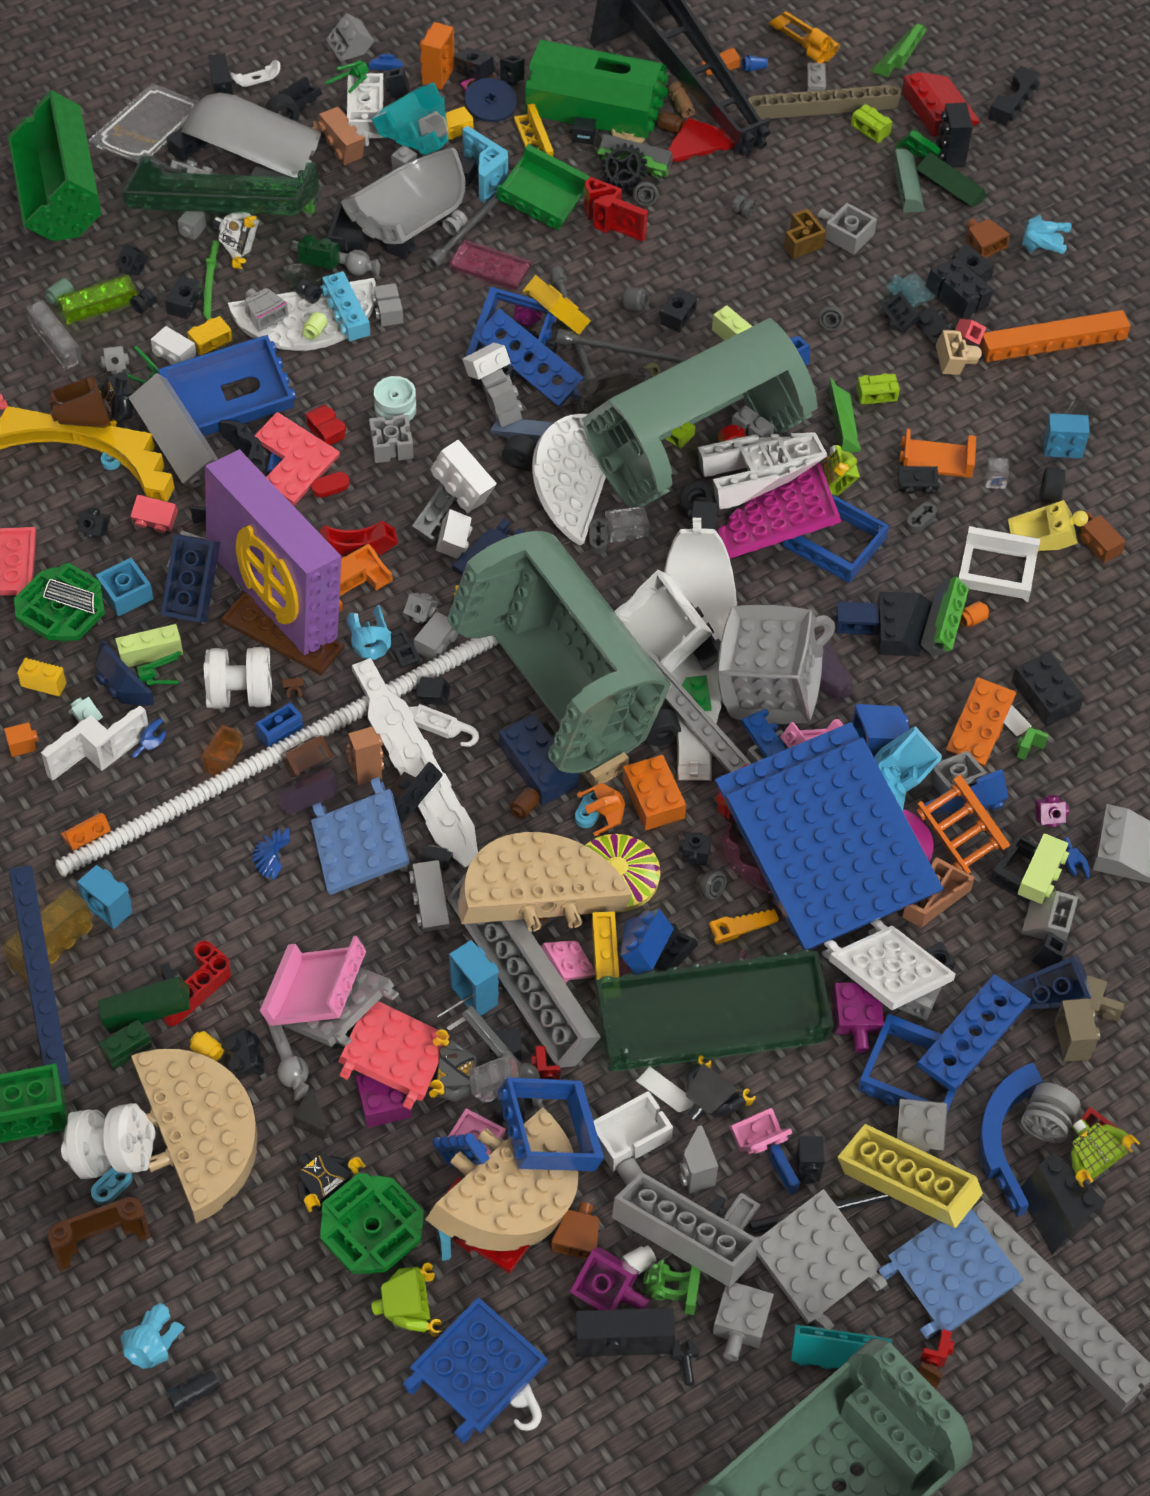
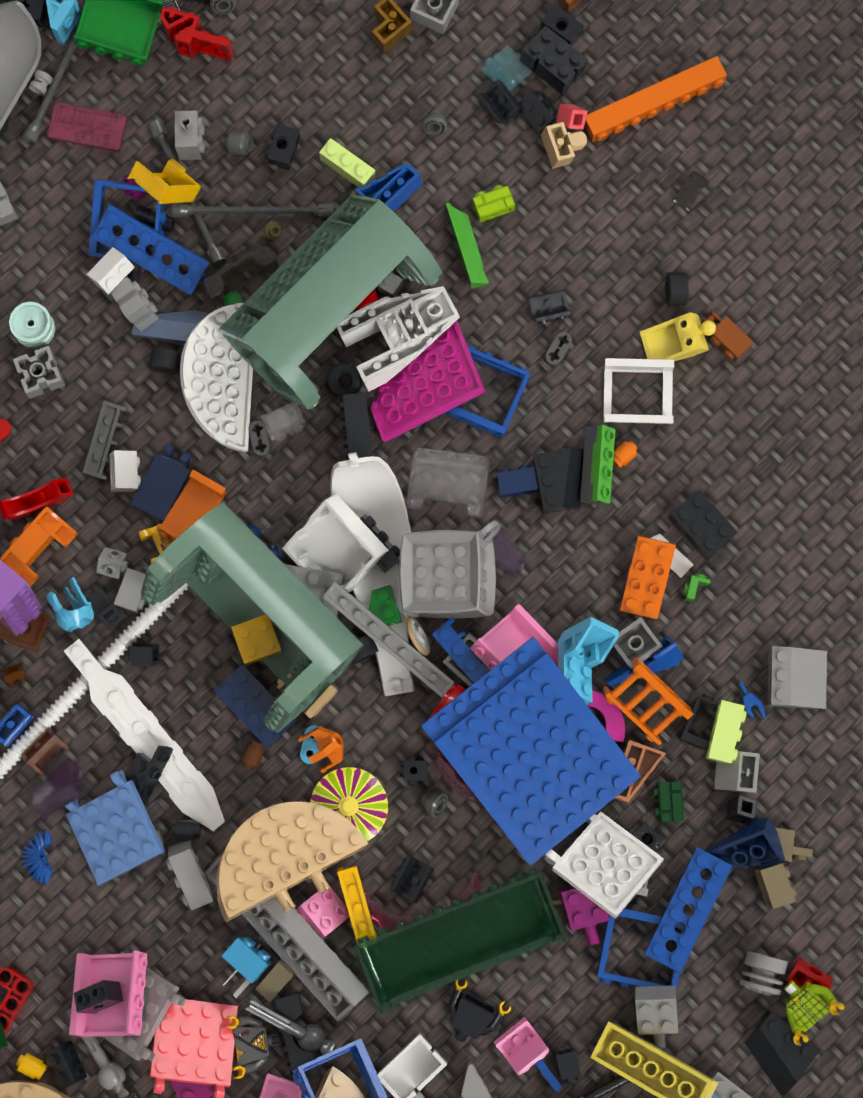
camera: 10 degrees left, 25 degrees up
(302, 978) = (98, 996): none -> black brick
(365, 755) = (97, 743): nougat wedge -> none
(442, 724) = (159, 685): white plate -> none
(463, 476) = (117, 410): white piece -> none
(489, 1077) = (287, 1054): clear brick -> none
(501, 1013) = (275, 981): none -> dark tan tile
(539, 1061) = (320, 1017): red bracket -> none
(554, 689) = (256, 639): none -> yellow brick
(589, 280) = (188, 135): none -> light grey brick
(644, 940) = (387, 889): blue wedge -> none
(654, 792) = (366, 718): orange brick -> none
(665, 1090) = (431, 1014): white sticker -> none
(725, 724) = (418, 636): none -> wheel
(741, 925) = (468, 836): light orange piece -> none
(774, 591) = (448, 478): none -> clear windscreen
(840, 470) = (473, 318): lime torso -> none
(879, 724) = (560, 606): blue slope -> none
(950, 458) = (563, 271): orange panel -> none
(970, 932) = (669, 801): none -> dark green brick
(997, 473) = (622, 283): clear brick -> none
(1005, 1097) = (715, 981): blue arch -> none
(1051, 811) = (723, 659): magenta brick -> none
(1066, 435) = (682, 227): dark azure brick -> none

